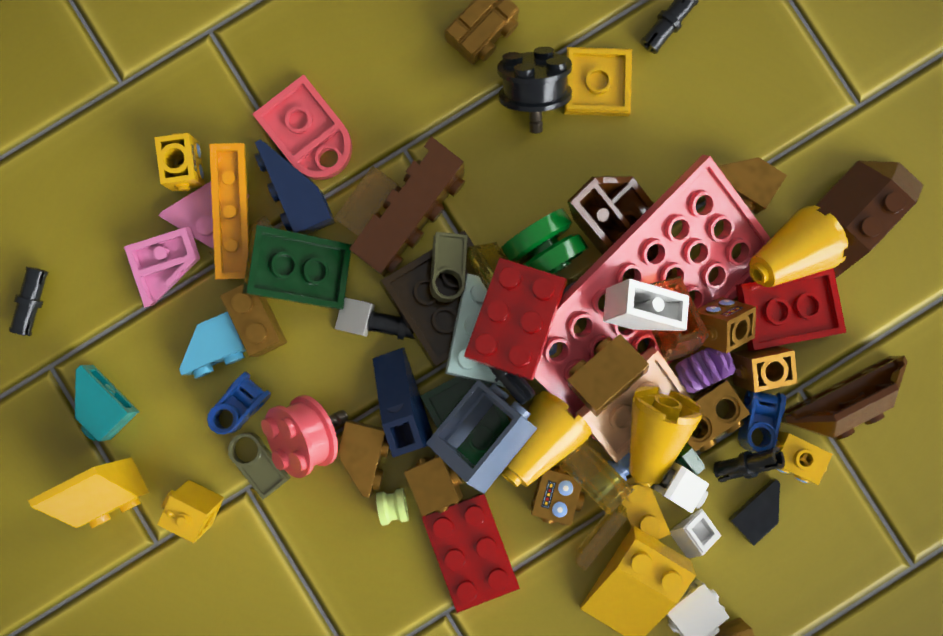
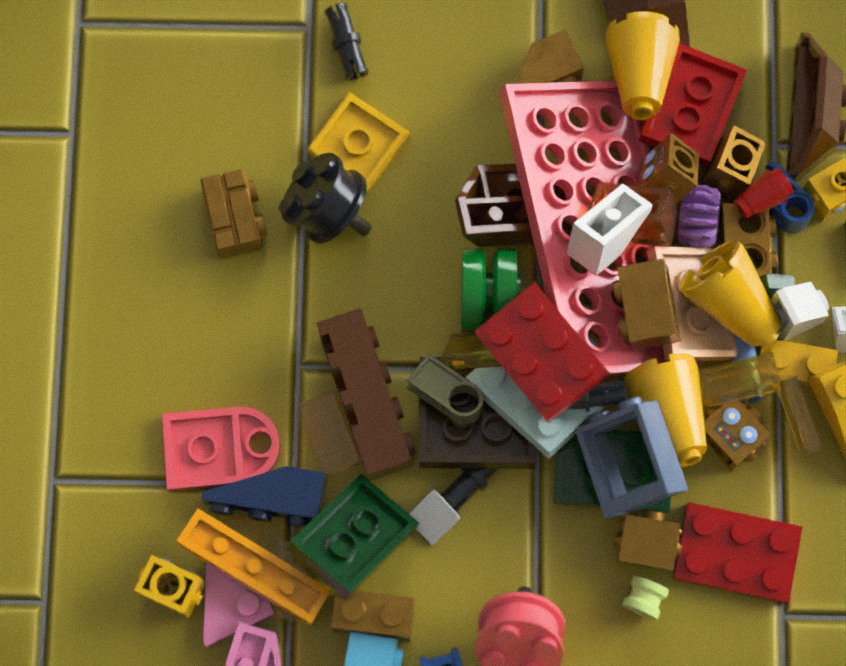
camera: 55 degrees left, 10 degrees down
(361, 455) = (576, 592): pearl gold slope -> none
(400, 403) = (548, 523): dark blue slope -> none
(749, 464) = (815, 234): black pin -> none
(755, 407) = (764, 193): none -> red cone

